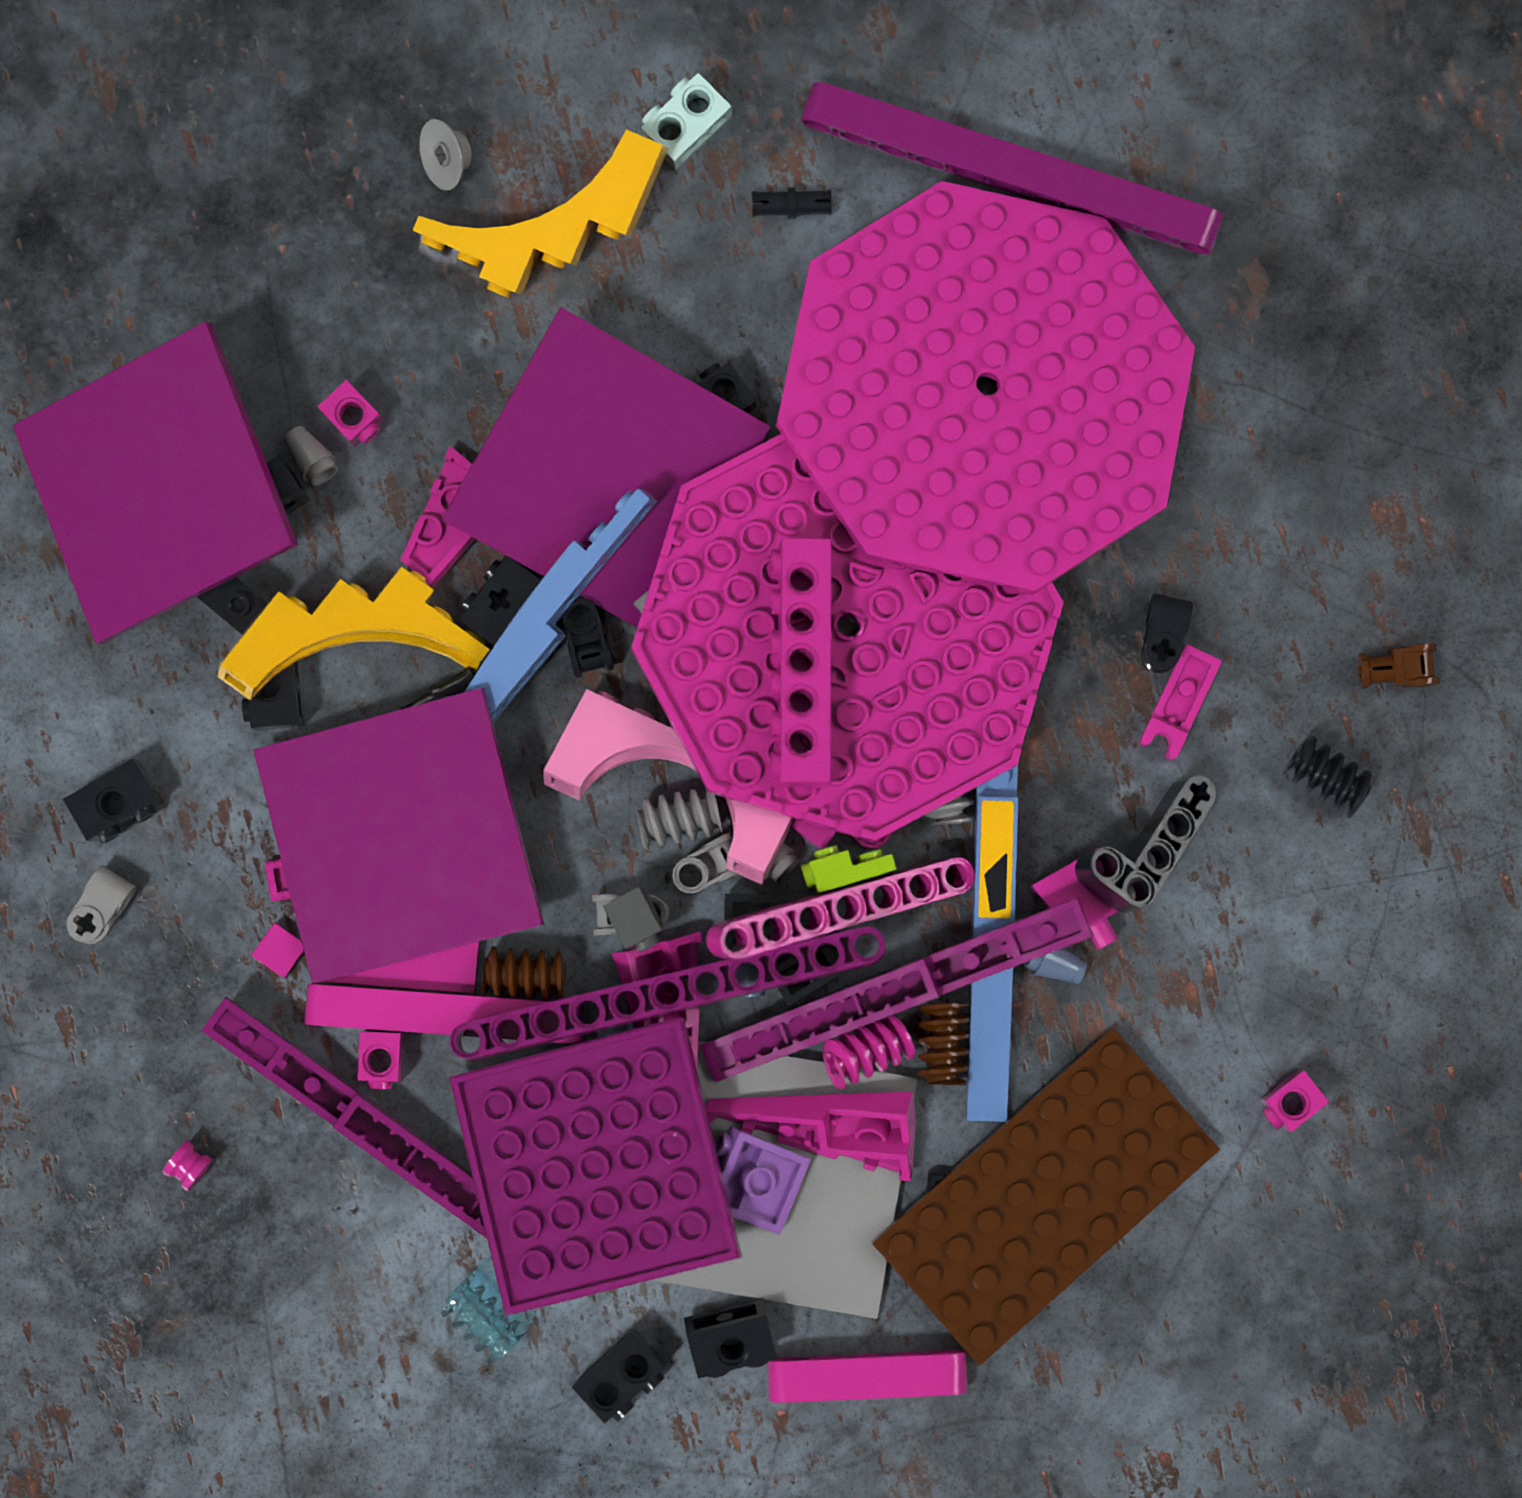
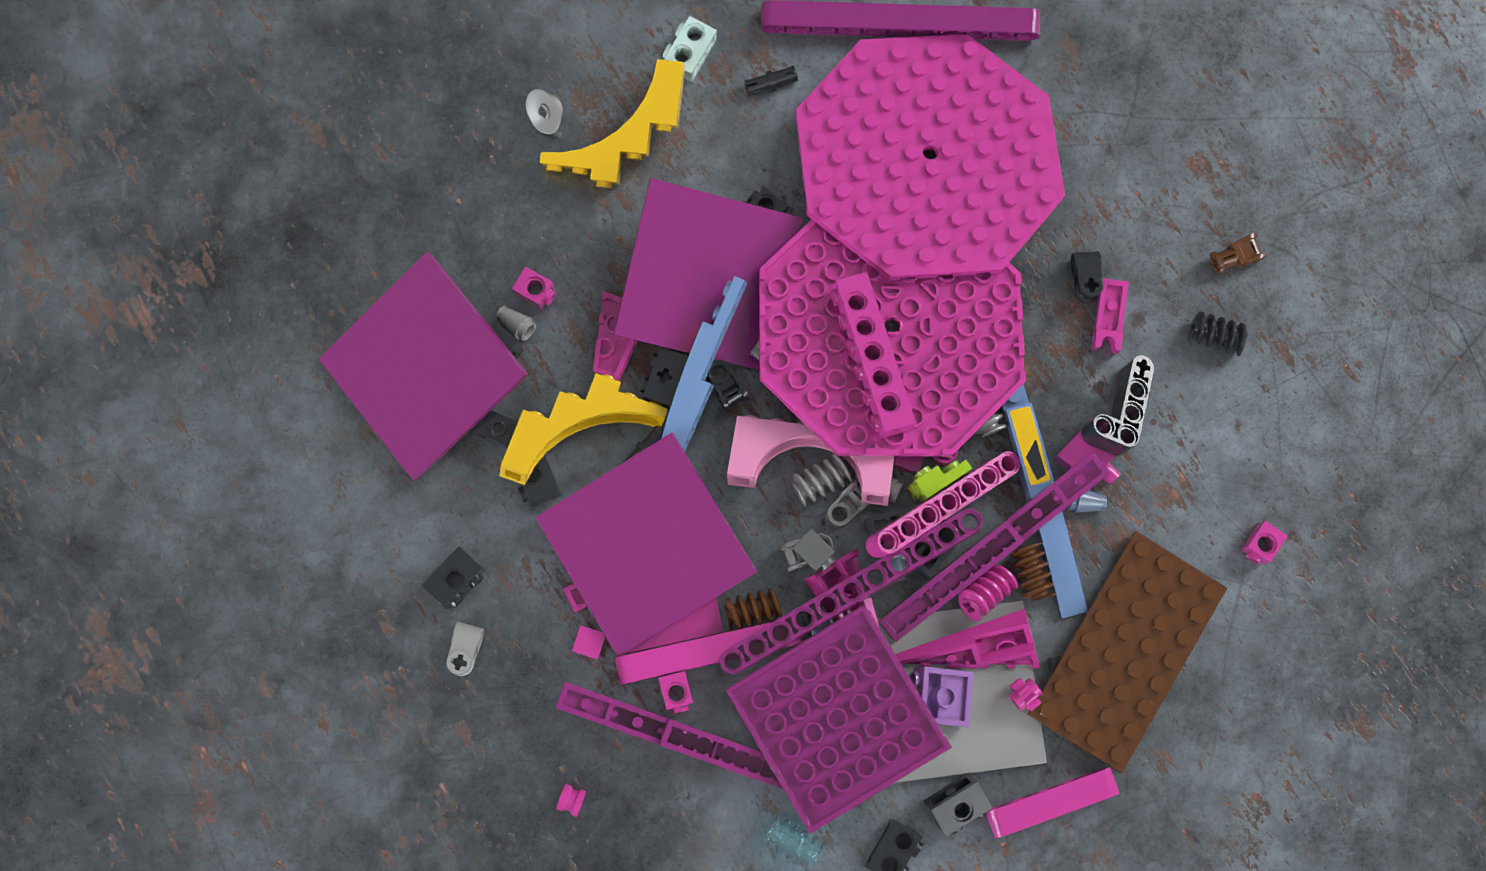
camera: 25 degrees left, 5 degrees down
(874, 1213) = (1025, 694): none -> dark pink gear

